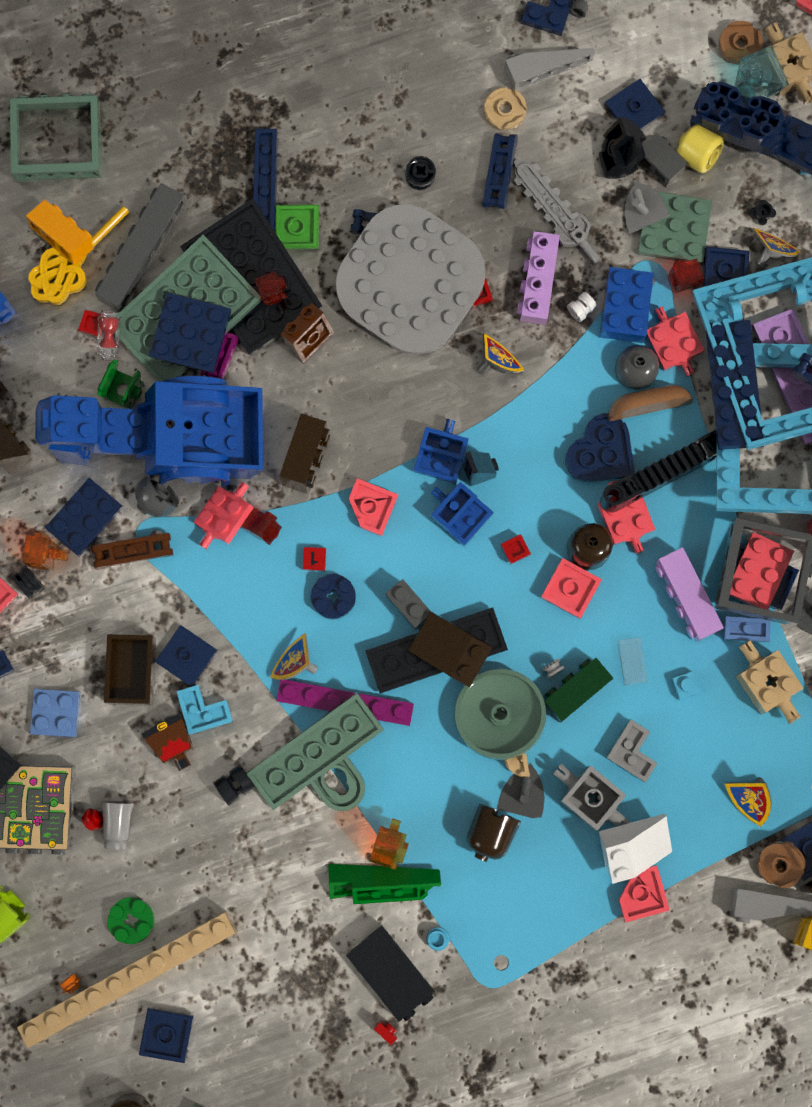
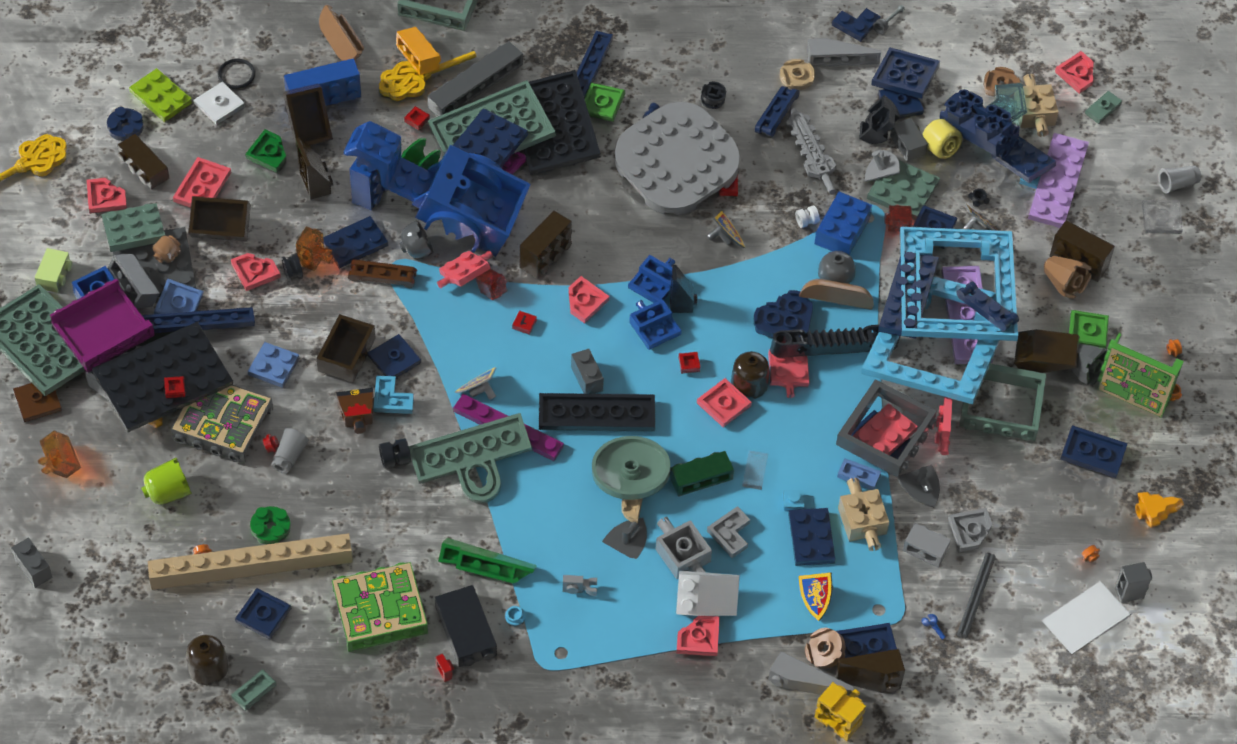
camera: 20 degrees right, 25 degrees down
(108, 323) = (429, 118): clear piece -> none
(271, 288) = (565, 127): clear red brick -> none
(288, 982) = (380, 606): none -> panel
(307, 332) = (581, 167): reddish brown plate -> none
(325, 586) = (528, 342): dark blue plate -> none
(389, 846) = (501, 529): clear orange brick -> none
(450, 649) = (608, 407): dark brown slope -> none
(488, 881) = (576, 584): none -> light grey plate
(491, 834) = (590, 546): dark brown cylinder -> none
(539, 277) = (780, 188): lavender brick -> none
(552, 669) = (687, 453): light grey bush -> none
(630, 68) = (905, 73): none -> dark blue plate
(675, 341) = (874, 262): coral plate -> none
(689, 595) = (819, 433): lavender brick -> none
(720, 724) = (811, 536): none -> dark blue plate

